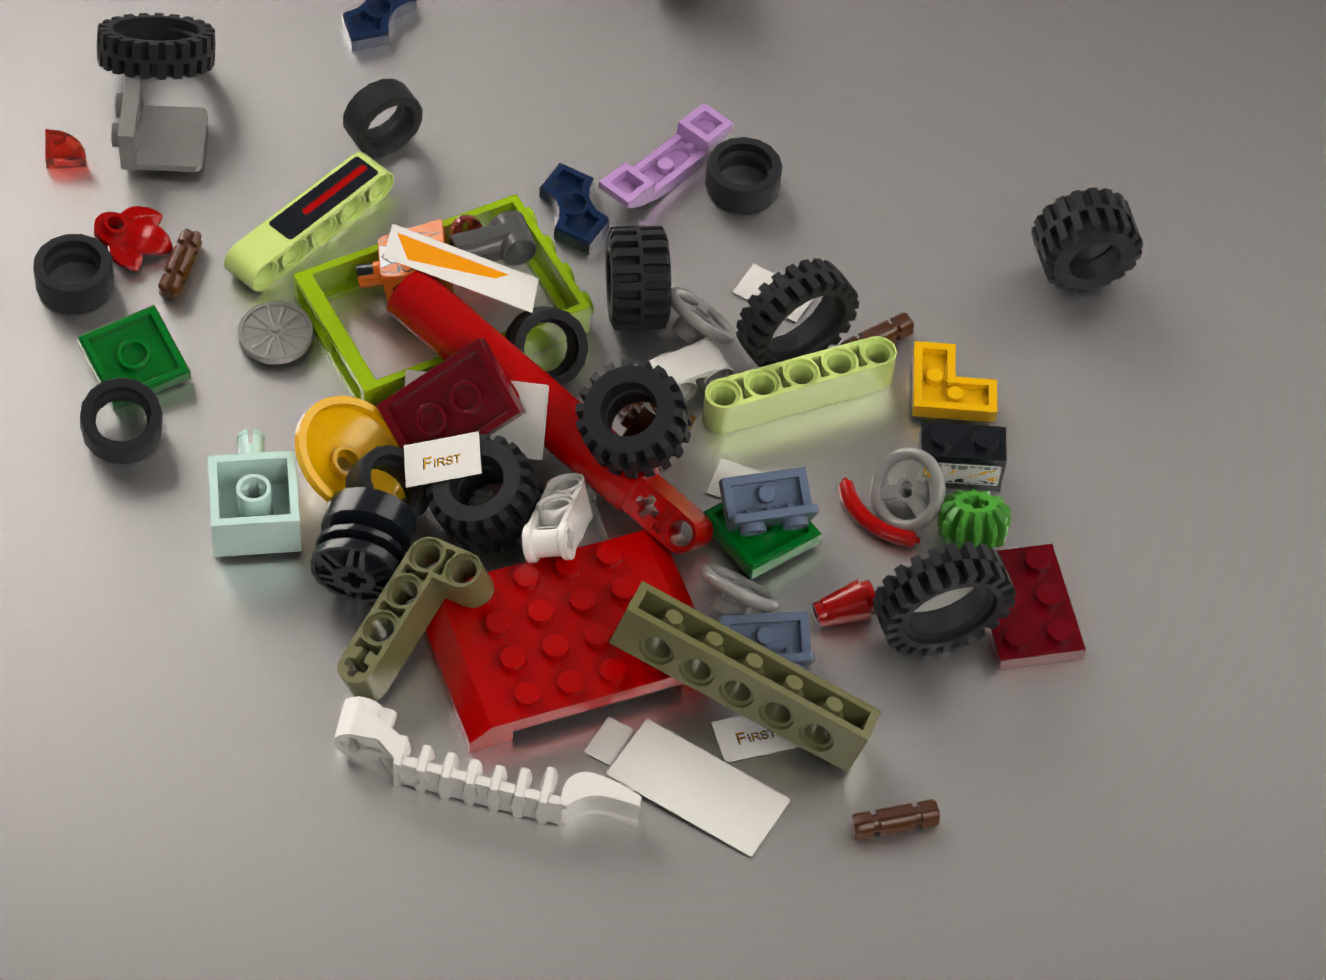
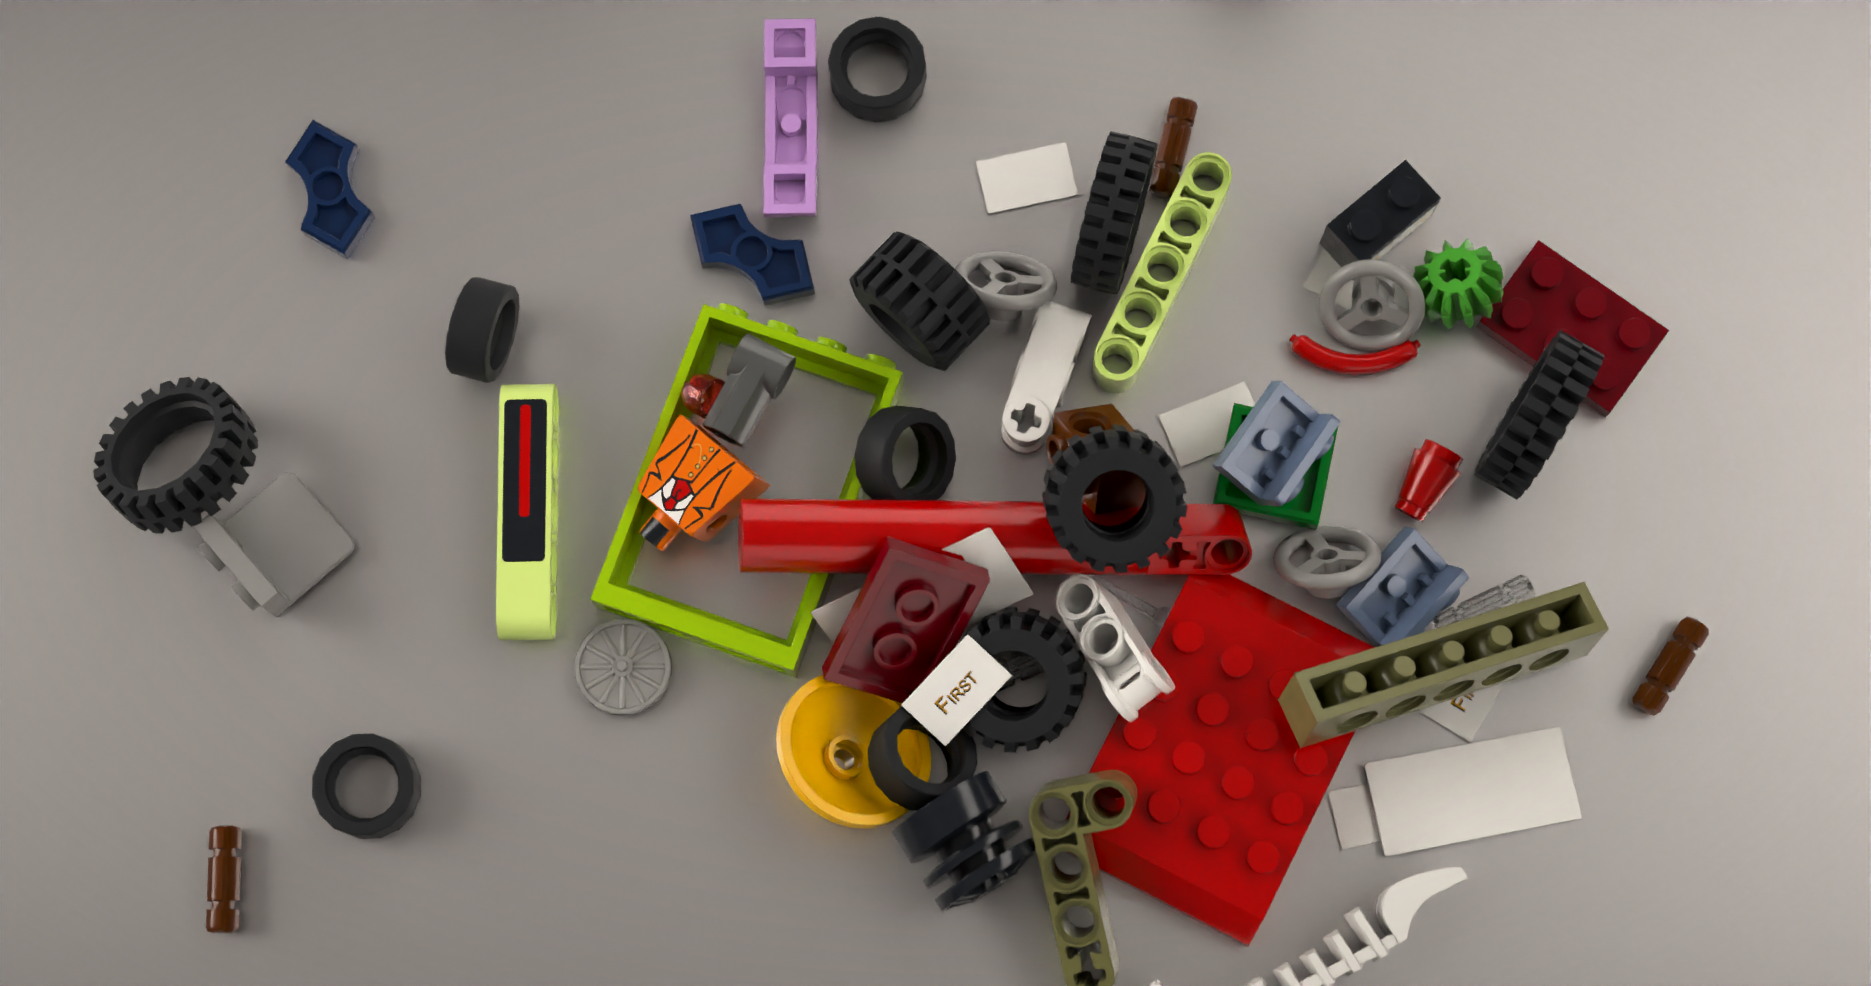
camera: 35 degrees left, 25 degrees up
(63, 150) = (197, 649): clear red tile -> none
(124, 390) = (619, 946): black tyre -> none
(132, 235) = (379, 680): red plate -> none
(135, 349) = (525, 826): green plate -> none
(180, 264) = (452, 675): reddish brown axle -> none
(254, 500) = (787, 860): light aqua brick -> none
(461, 268) = (765, 462): white sticker -> none
(944, 395) = (1288, 159): yellow plate -> none

